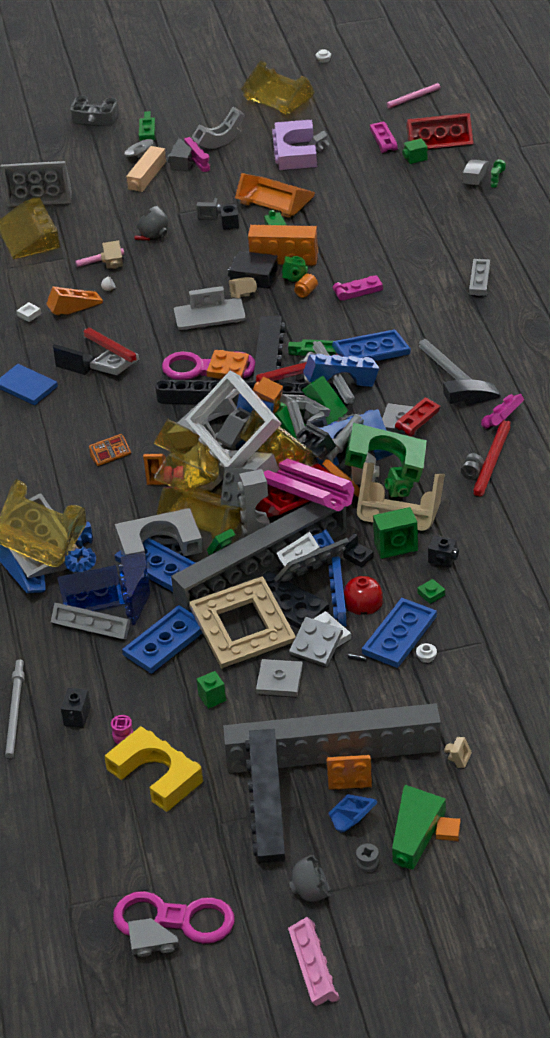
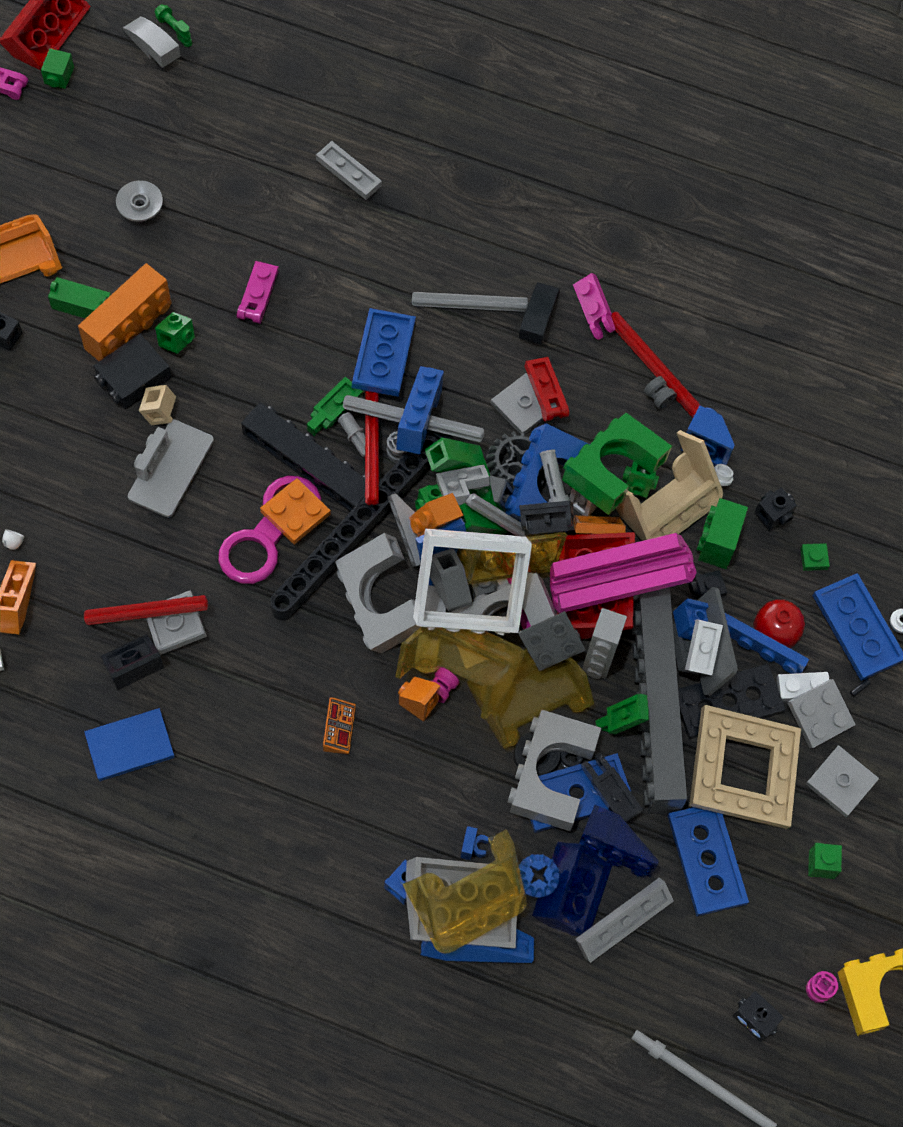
camera: 65 degrees left, 25 degrees up
(166, 568) = (612, 789): none -> black hinge
(305, 285) = (212, 340): orange brick -> none
(364, 217) = (139, 193): none -> light grey dish
(443, 520) = (724, 474): none -> white plate
(458, 493) = (712, 429): none -> blue slope

